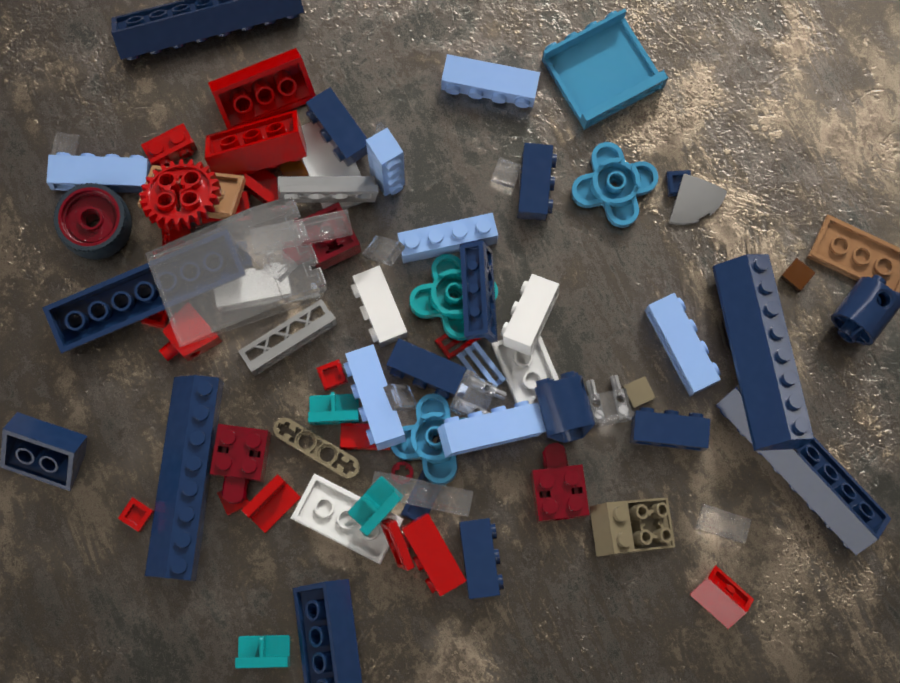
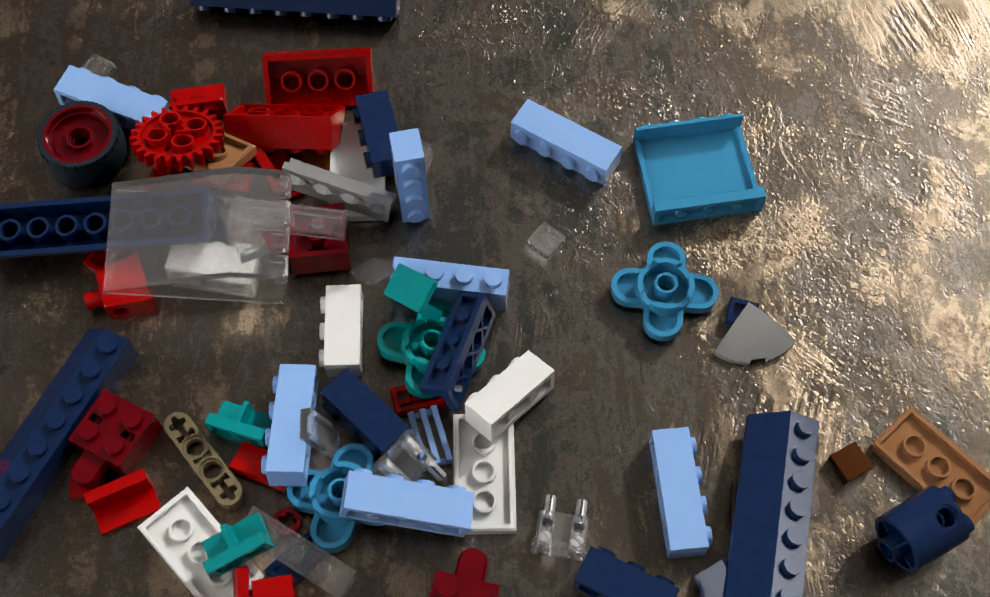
camera: 25 degrees right, 15 degrees down
(291, 342) = (228, 335): light grey fence -> none
(332, 375) = (258, 387): red tile -> none
(427, 259) = (413, 291): none -> teal panel
(536, 182) = (574, 258): dark blue brick -> none
(565, 407) = (505, 508): dark blue cylinder -> none
(639, 392) = (605, 531): dark tan tile -> none

